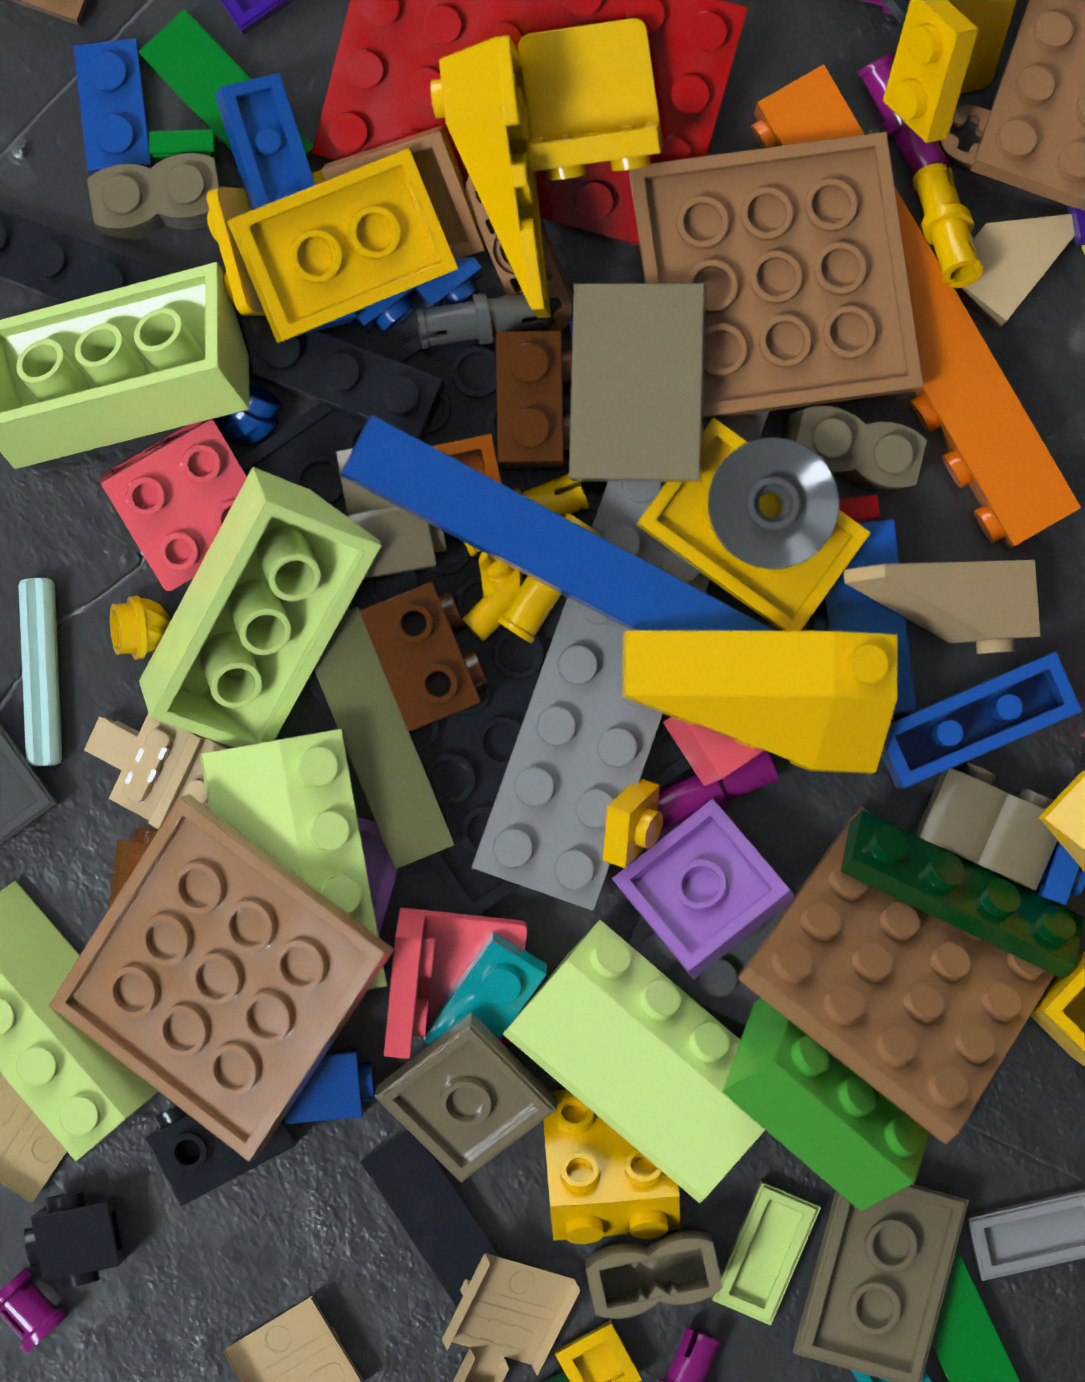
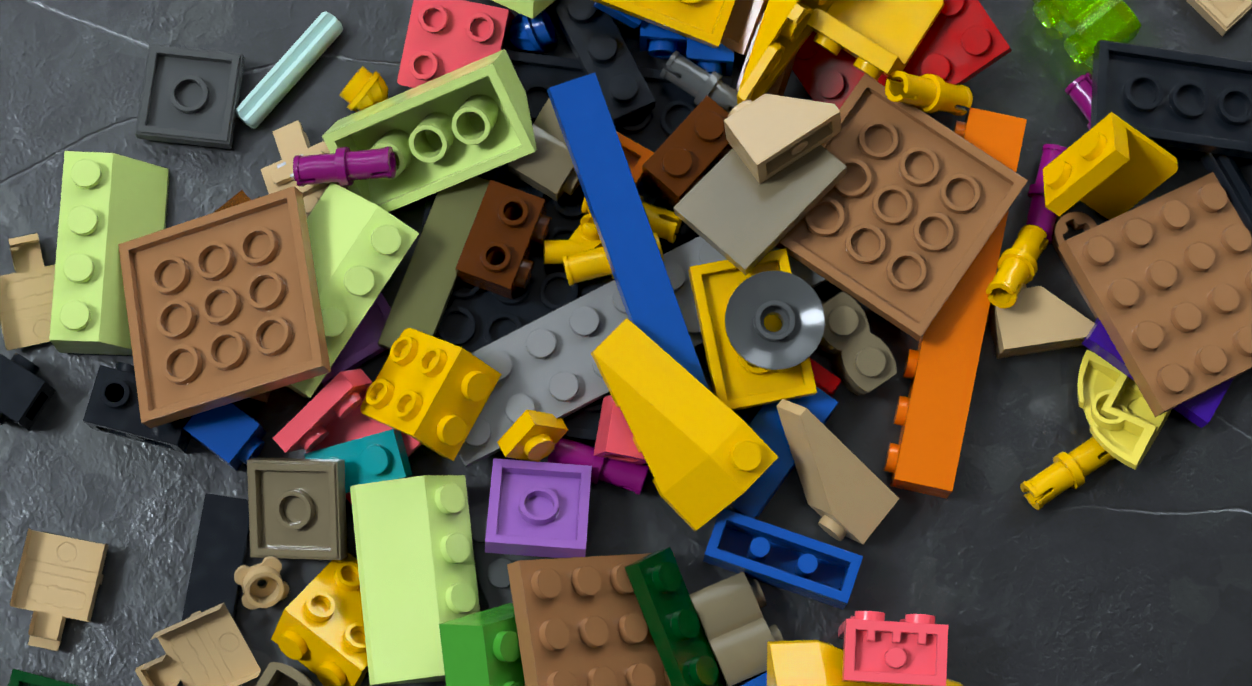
camera: 45 degrees right, 10 degrees down
(203, 728) = (344, 166): none -> magenta pin
(496, 875) = (430, 391): none -> yellow bracket
(509, 1203) = (266, 595): none -> tan plate
(607, 312) = (778, 131): none -> tan slope
(709, 129) = (928, 93): none -> yellow pin

